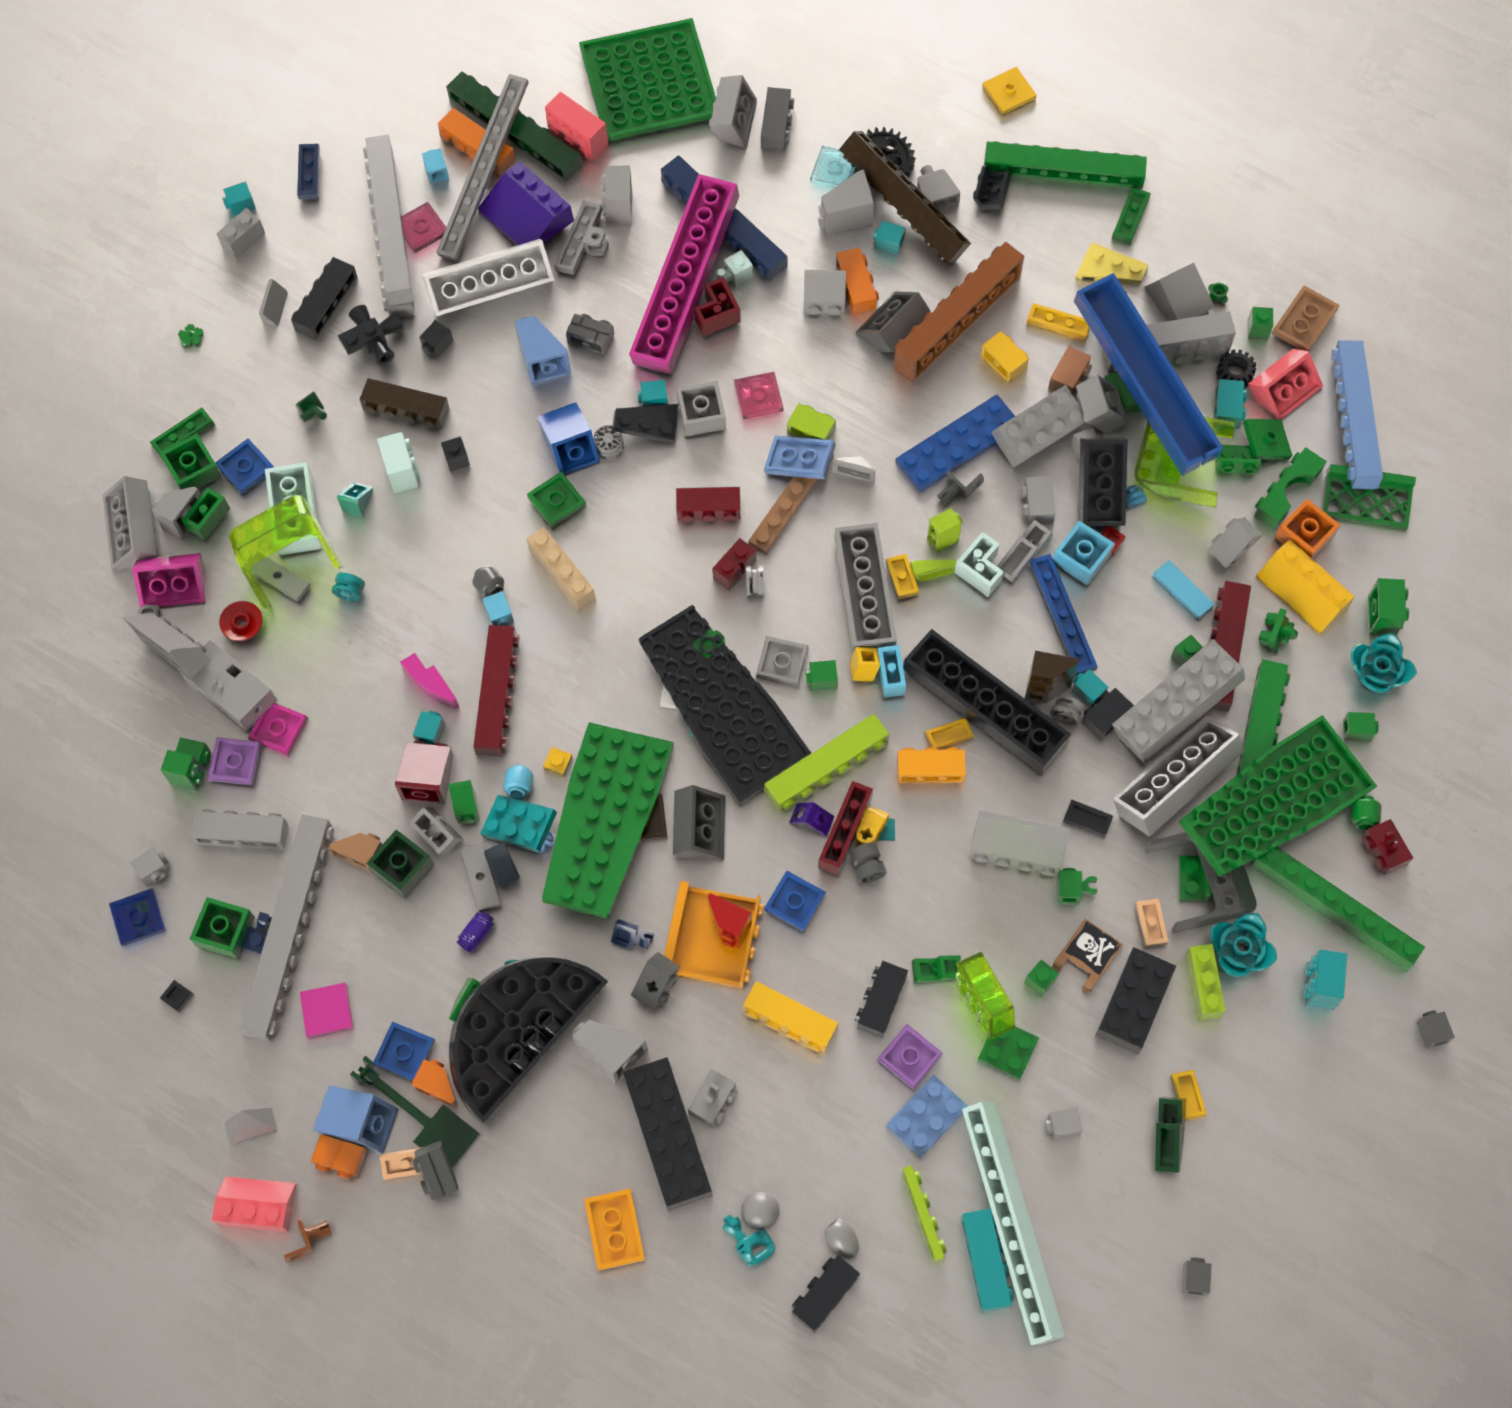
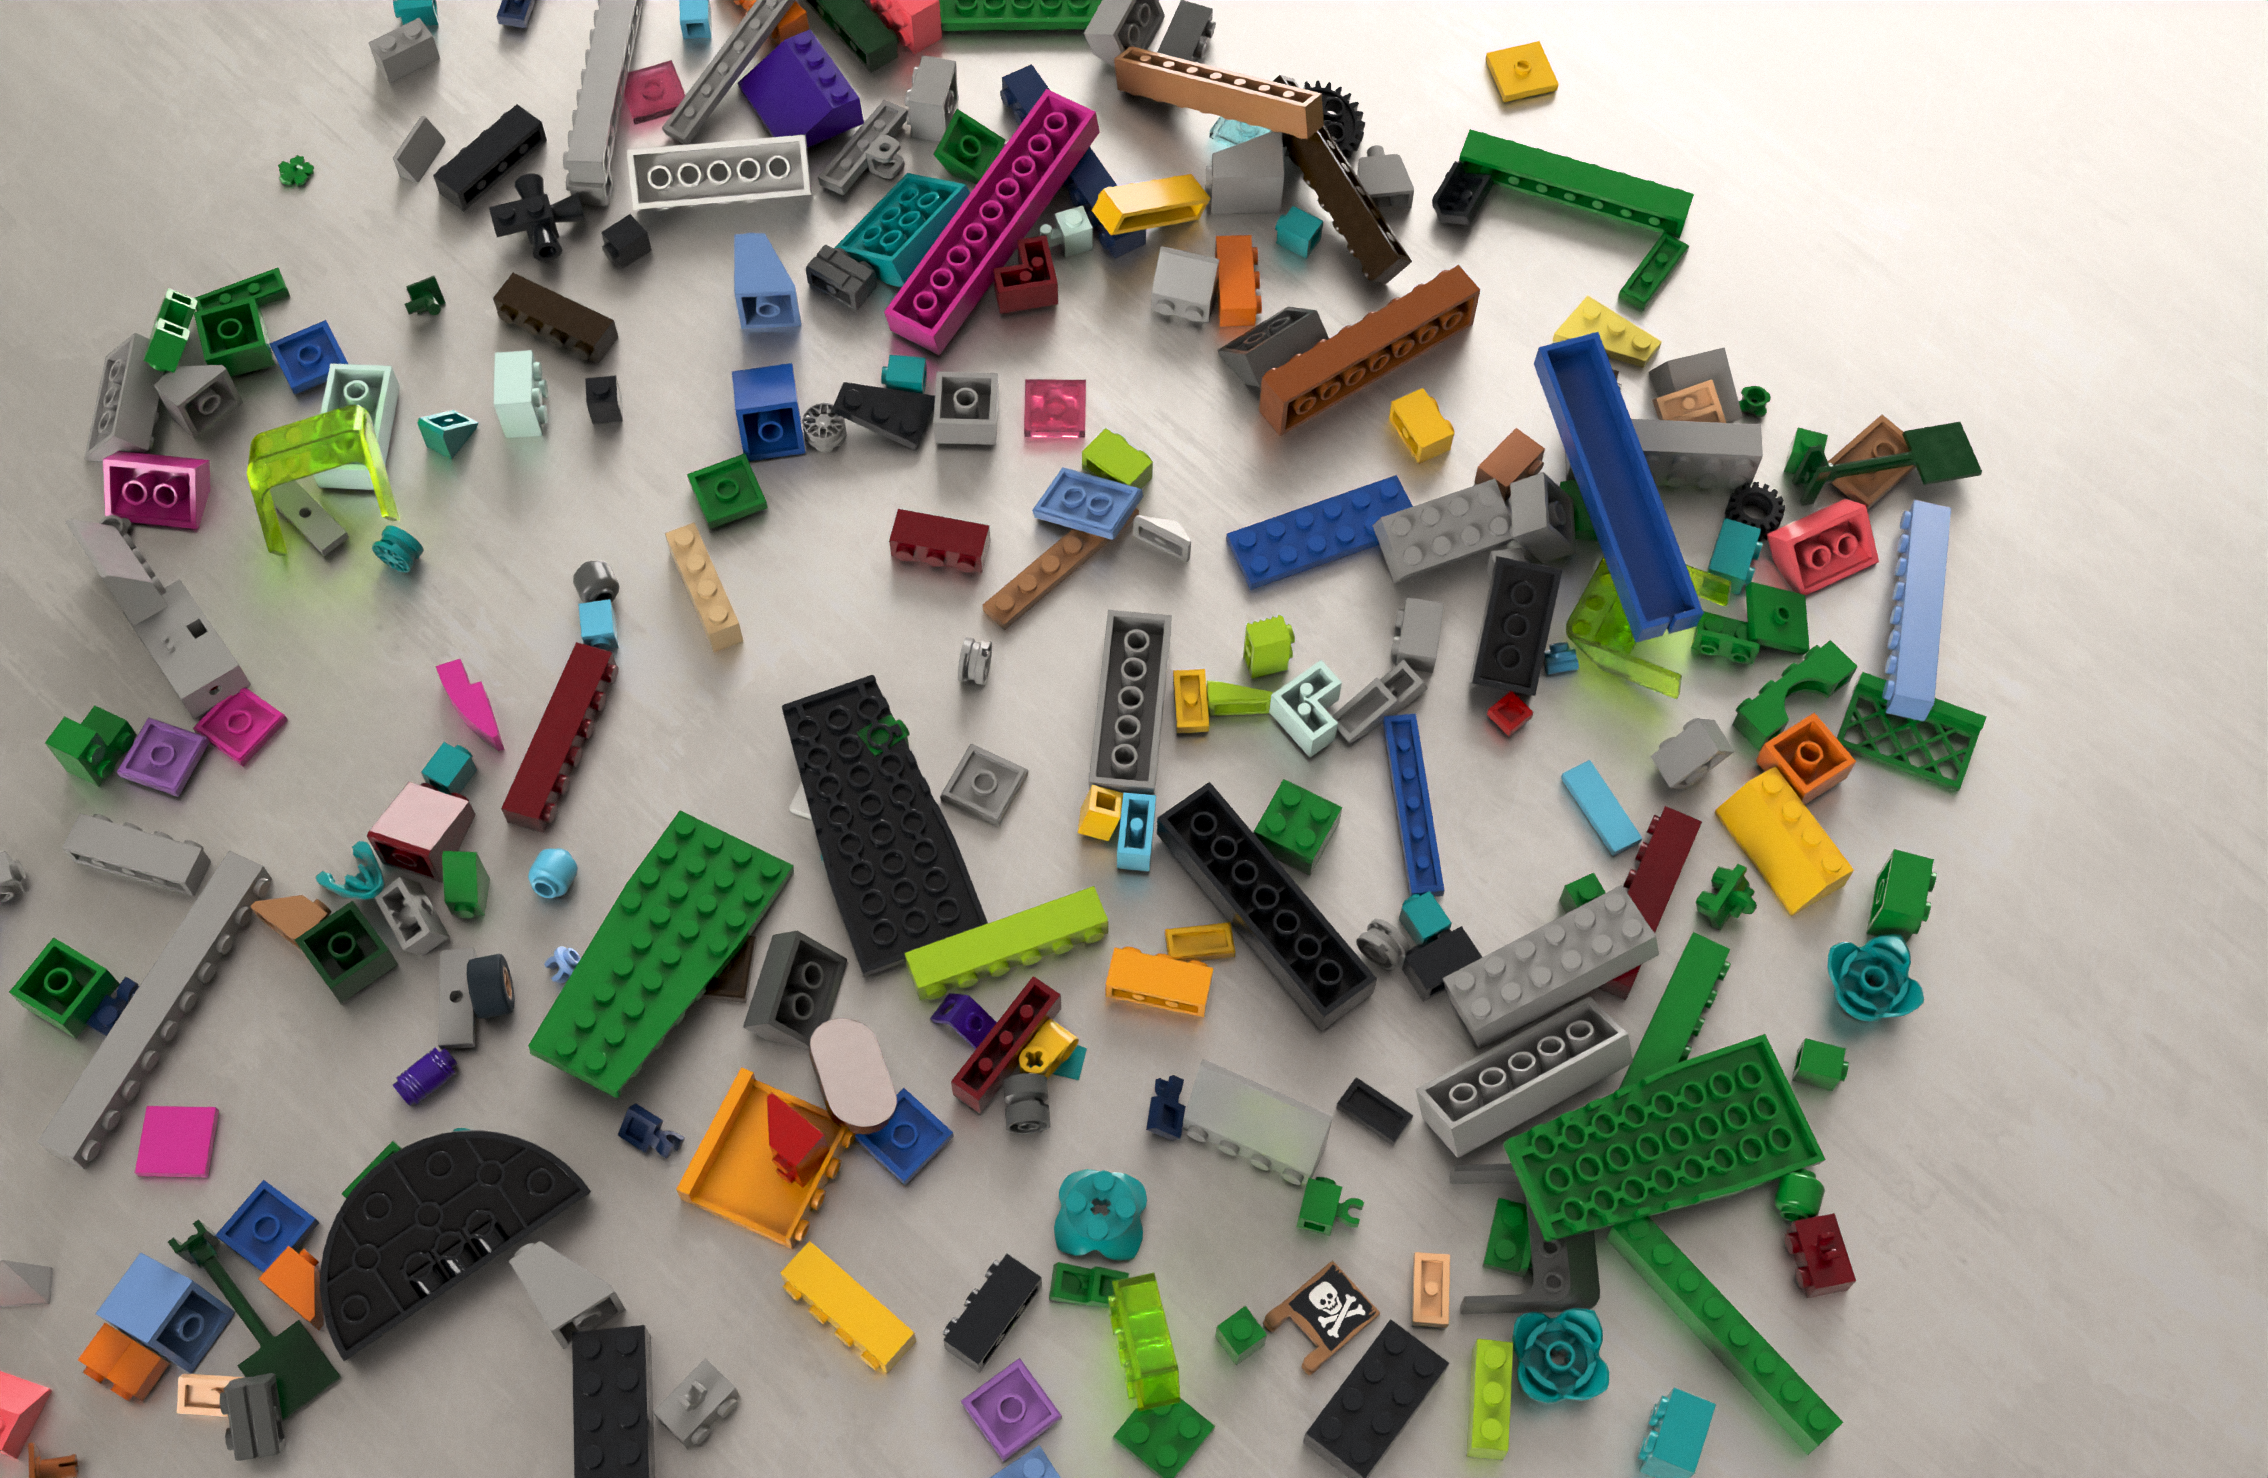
camera: 10 degrees right, 5 degrees down
(150, 477) = (170, 331): none -> green arch
(206, 514) = (233, 409): green brick -> none
(235, 614) = (233, 554): red dish -> none
(399, 816) = (365, 884): none -> teal animal
(518, 823) = (534, 932): teal plate -> none
(557, 761) = (620, 857): yellow plate -> none
(624, 289) = (904, 226): none -> teal slope
(650, 224) = (968, 148): none -> green slope
(655, 981) = (661, 1207): dark grey brick -> none
(727, 570) = (939, 636): dark red piece -> none
(752, 870) = (852, 1075): none -> tile
(787, 239) = (1150, 204): none -> yellow brick
(814, 151) = (1219, 92): none -> medium nougat brick
(822, 675) = (1035, 816): green brick -> none
(923, 935) = (1114, 1235): none -> teal brick
(957, 487) = (1303, 592): dark grey bracket -> none
(957, 848) = (1165, 1112): none -> dark blue plate
(993, 644) = (1298, 826): none -> green brick
(1049, 676) = (1365, 888): dark brown slope -> none
(1058, 321) = (1510, 394): yellow tile -> none
(1083, 553) = (1464, 722): medium azure brick -> none
(1180, 307) = (1692, 403): none -> light nougat wing
(1345, 303) = (1936, 451): none -> dark green piece

